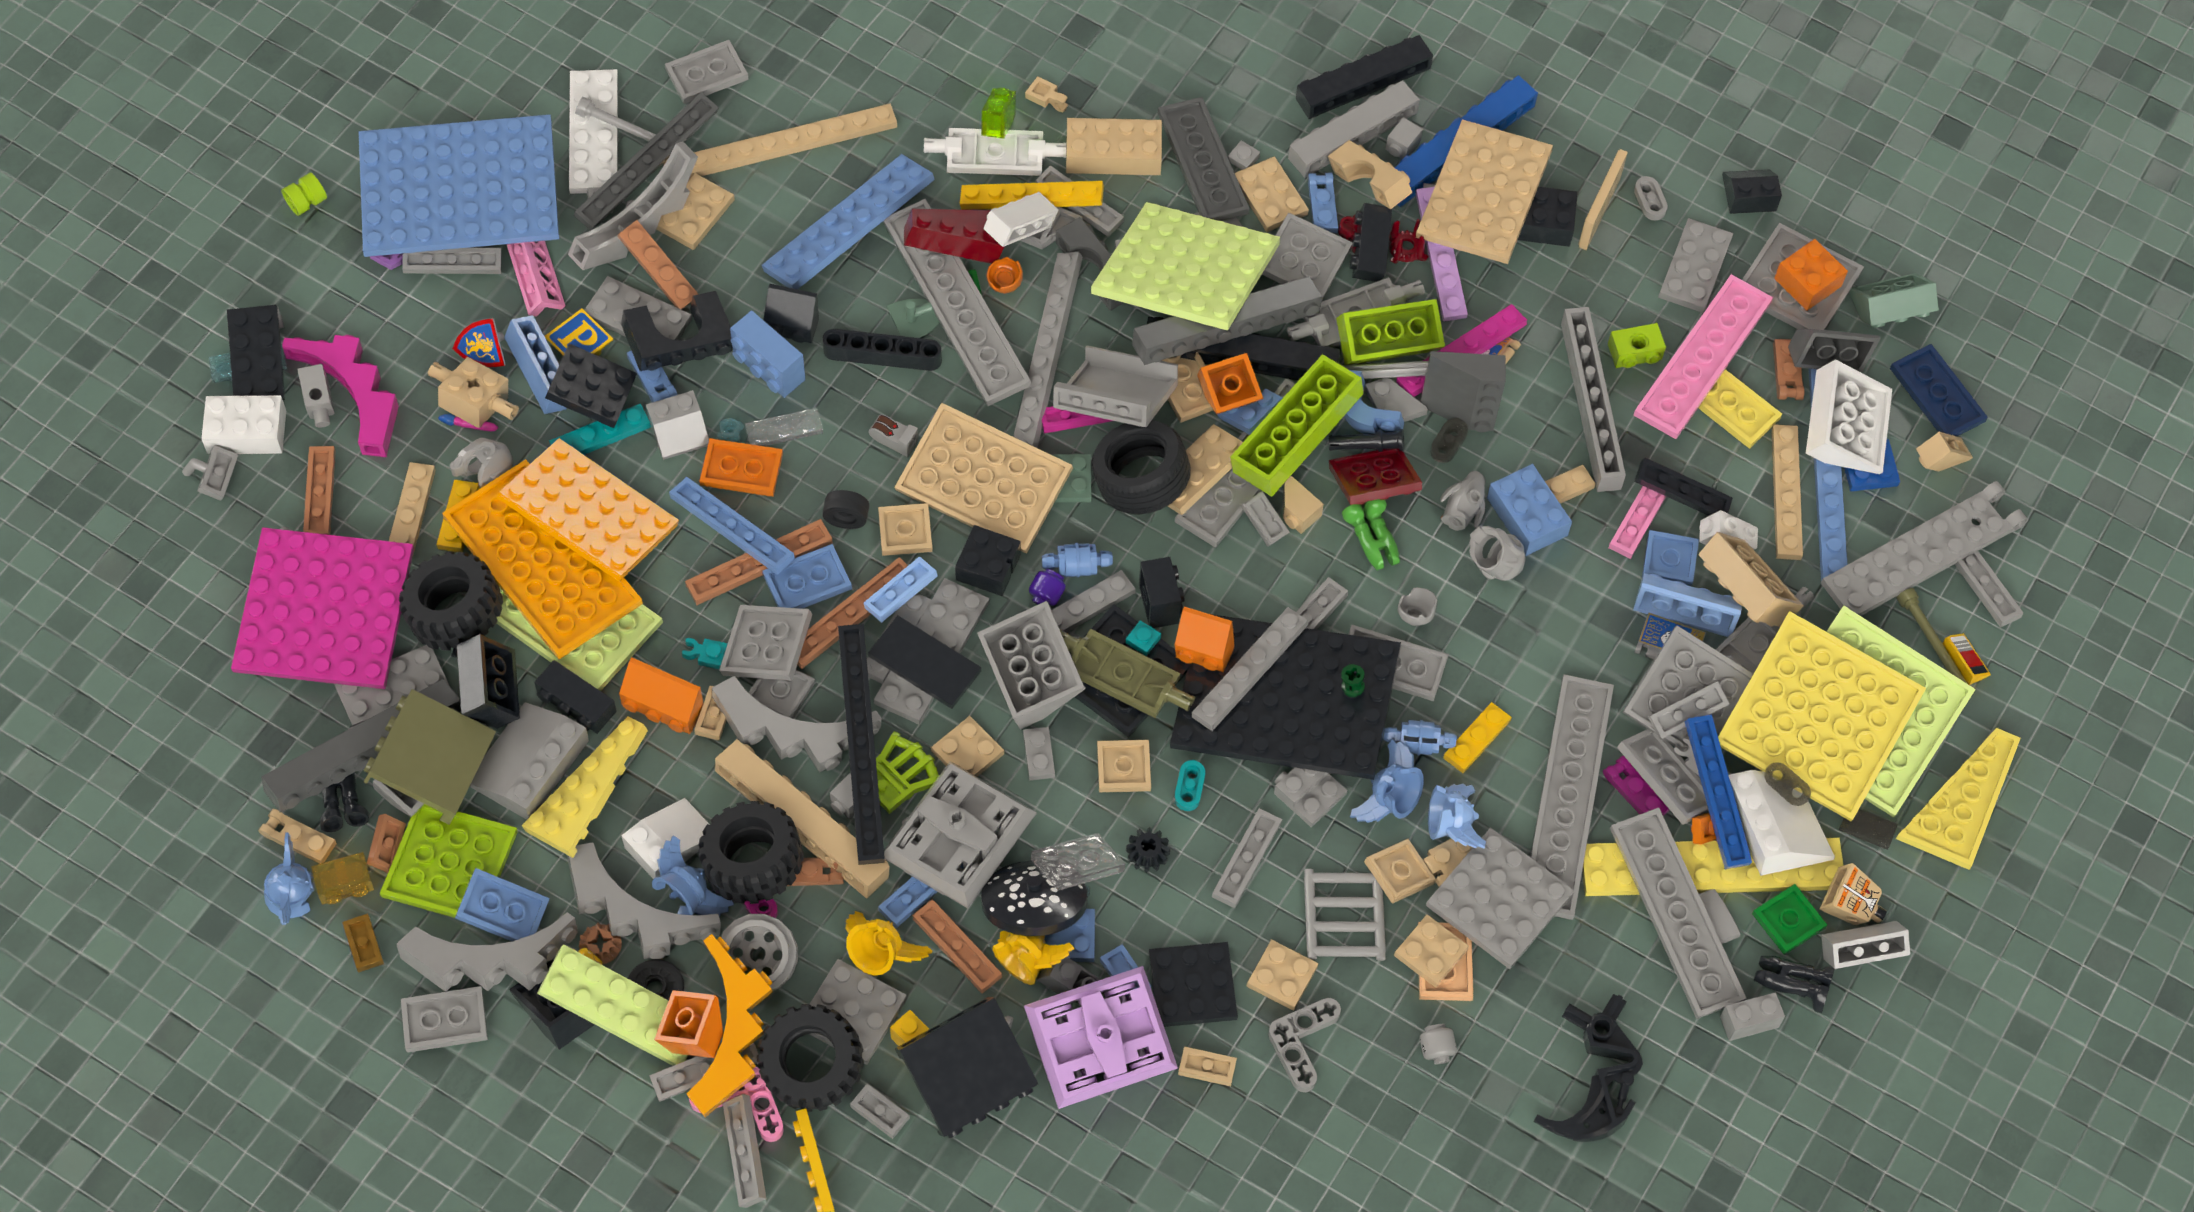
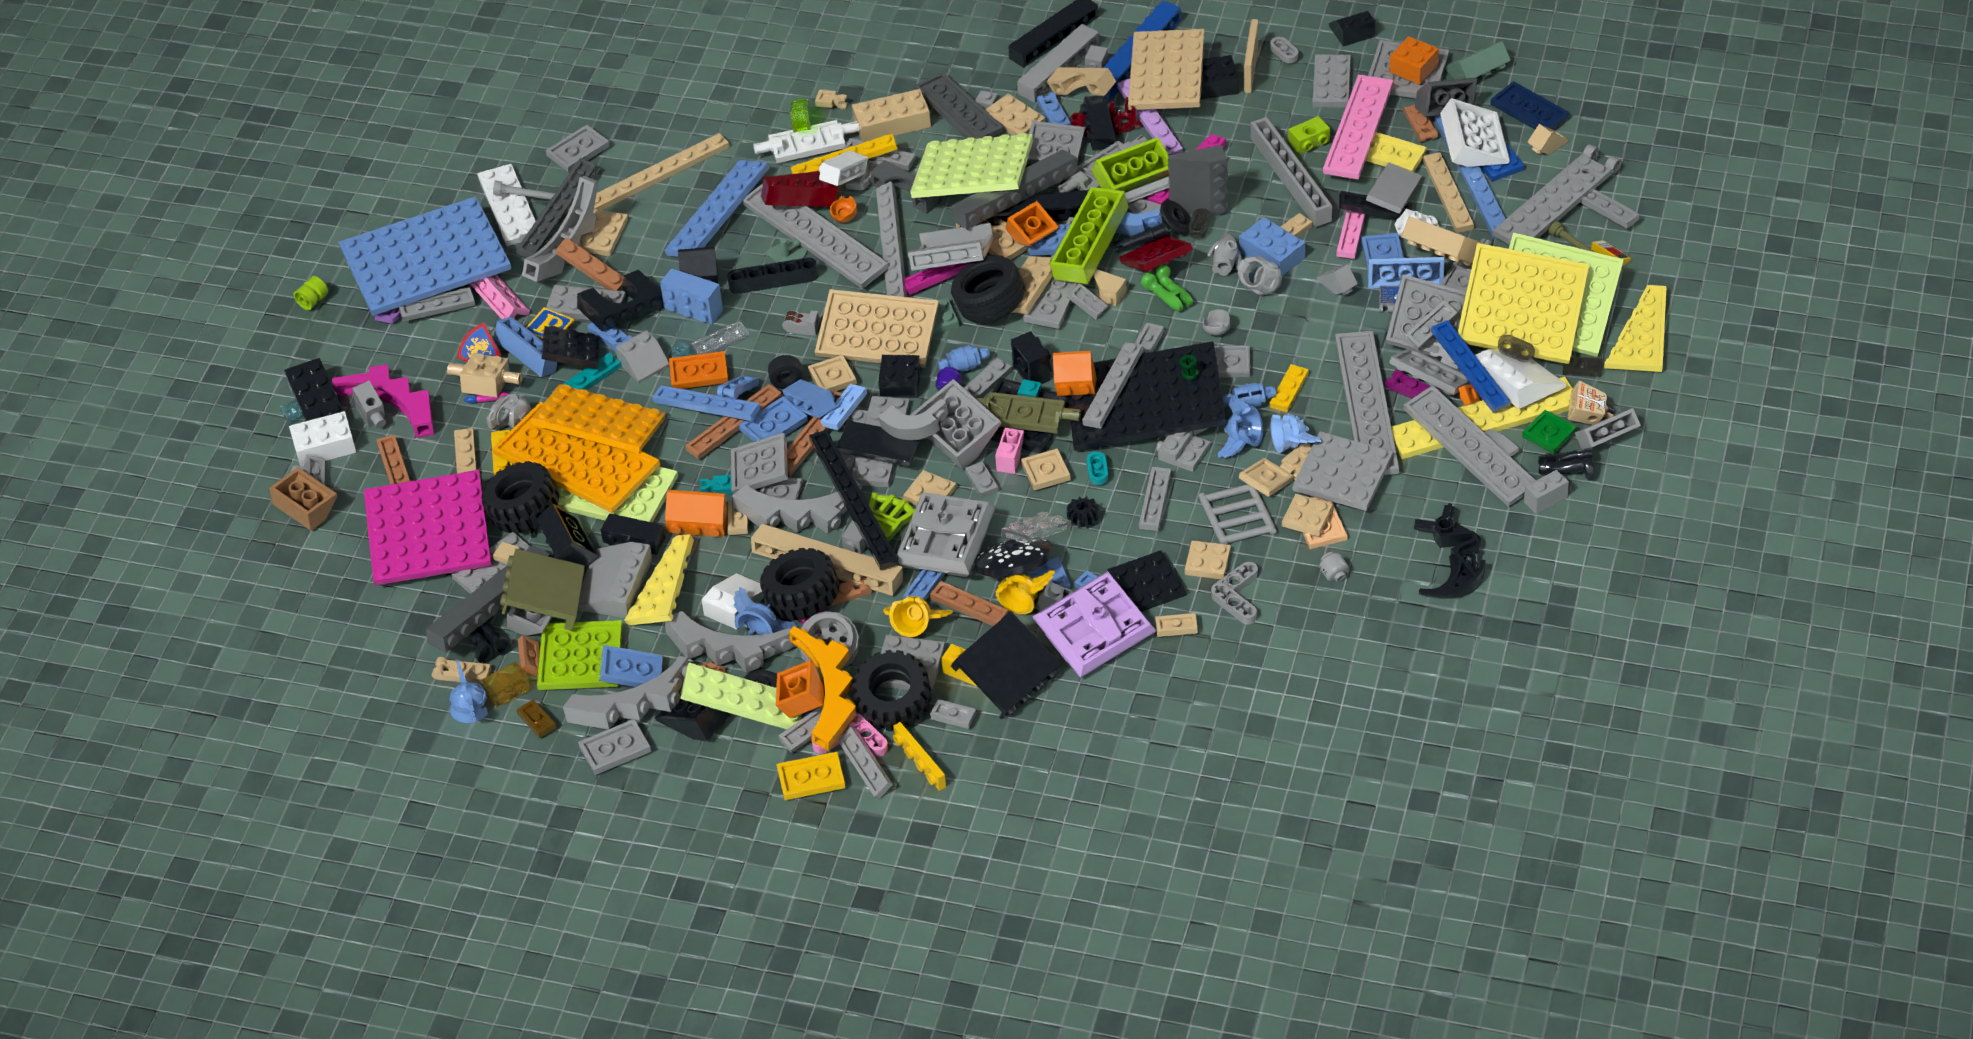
camera: 10 degrees left, 15 degrees down
(189, 510) = (303, 498): none -> medium nougat slope
(408, 678) = (503, 552): none -> tan tile
(670, 1147) = (810, 776): none -> yellow plate
(779, 512) = (737, 386): none -> medium blue plate
(862, 562) = (810, 398): none -> medium blue brick
(973, 658) = (915, 426): none -> light grey arch
(1087, 723) = (1009, 451): none -> bright pink slope
(1412, 411) = (1175, 216): none -> black wheel
(1596, 588) = (1338, 279): none -> light grey slope
(1717, 468) = (1394, 188): none -> light grey tile

